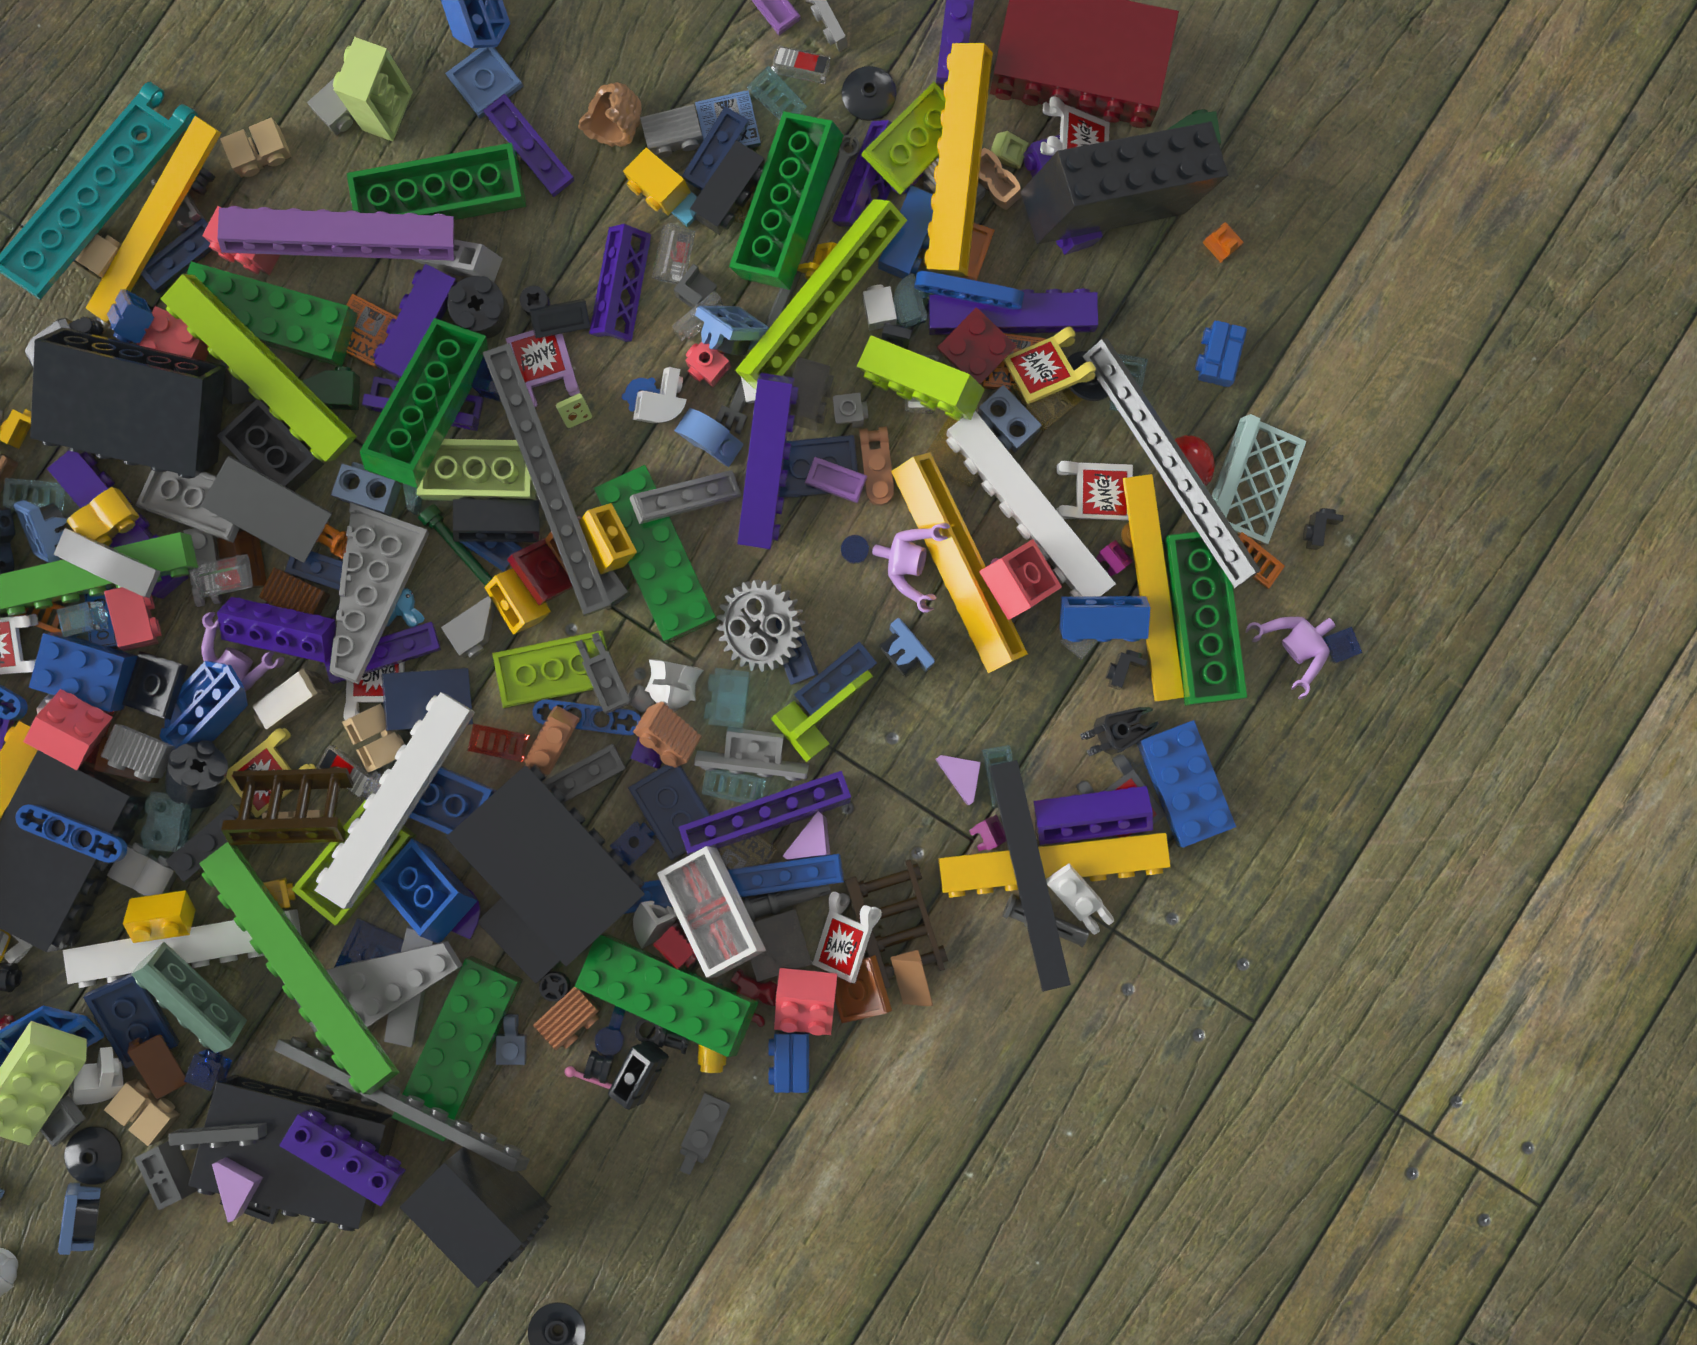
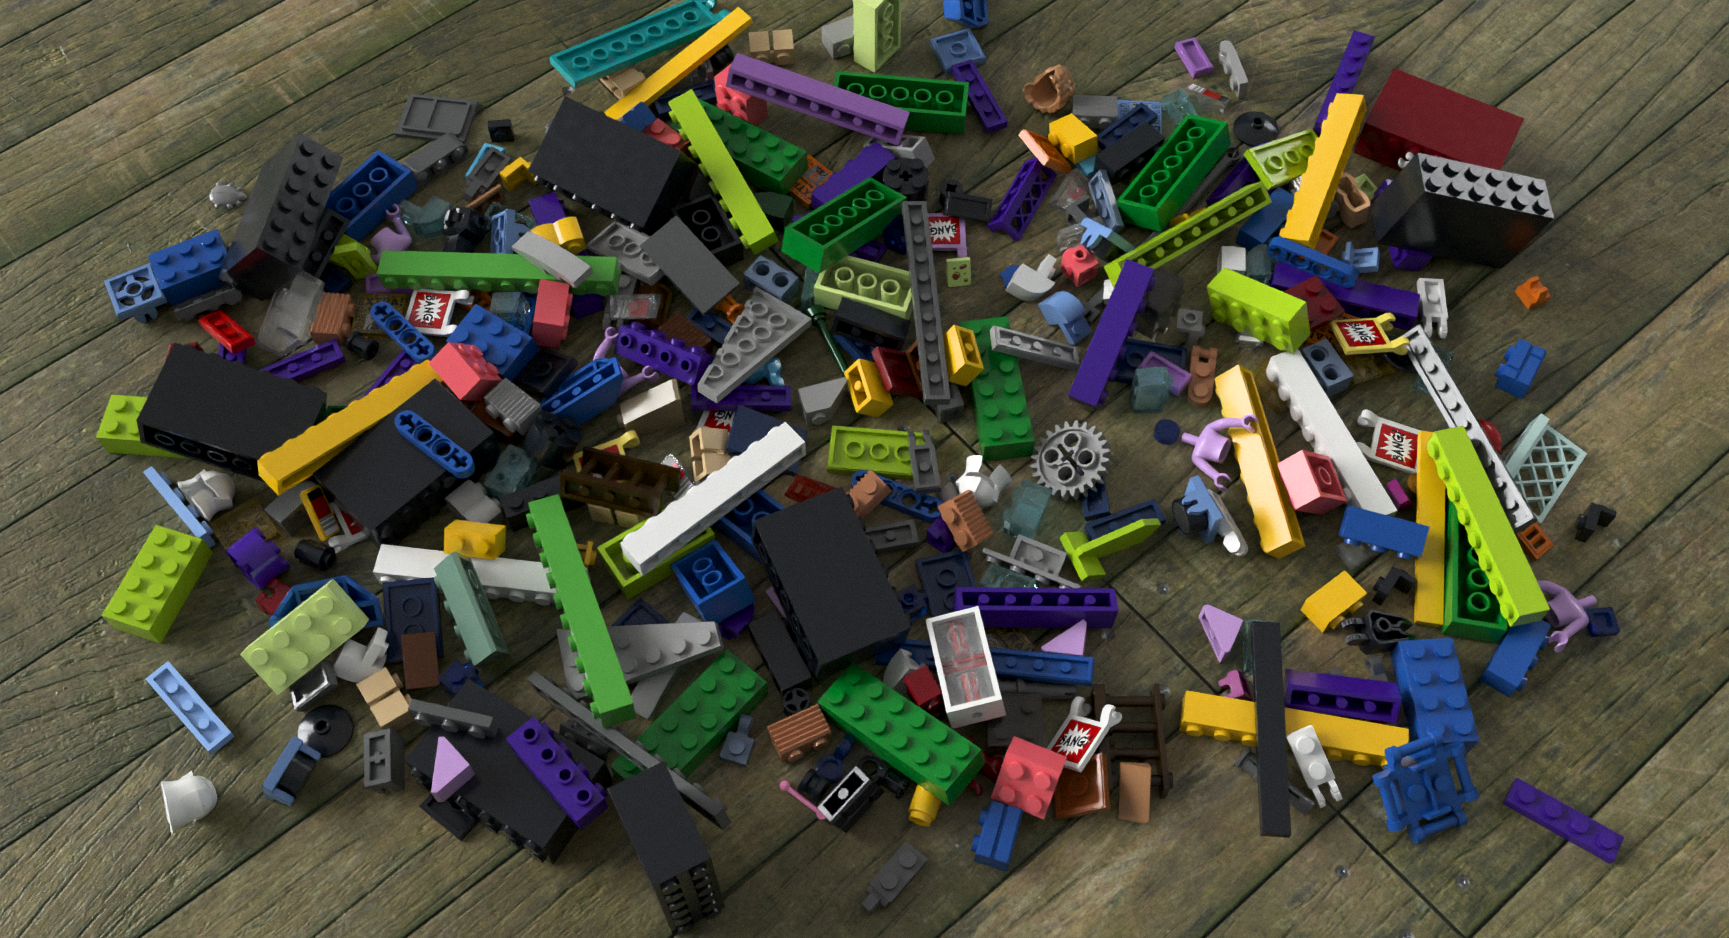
camera: 15 degrees right, 25 degrees down
(628, 213) = (1045, 151): none -> orange tile
(717, 265) = (1105, 201): none -> sand blue tile
(825, 510) = (1150, 389): none -> clear light blue brick
(939, 647) = (1233, 538): none -> white hinge
(1023, 256) = (1363, 260): none -> light blue bracket
(1070, 706) = (1334, 601): none -> yellow brick
(1114, 294) = (1433, 305): none -> white hinge
(1191, 890) = (1424, 786): none -> blue brick
(1208, 584) = (1487, 527): none -> lime brick
(1261, 708) = (1514, 656): none -> blue brick
(1329, 874) = (1563, 820): none -> dark purple plate

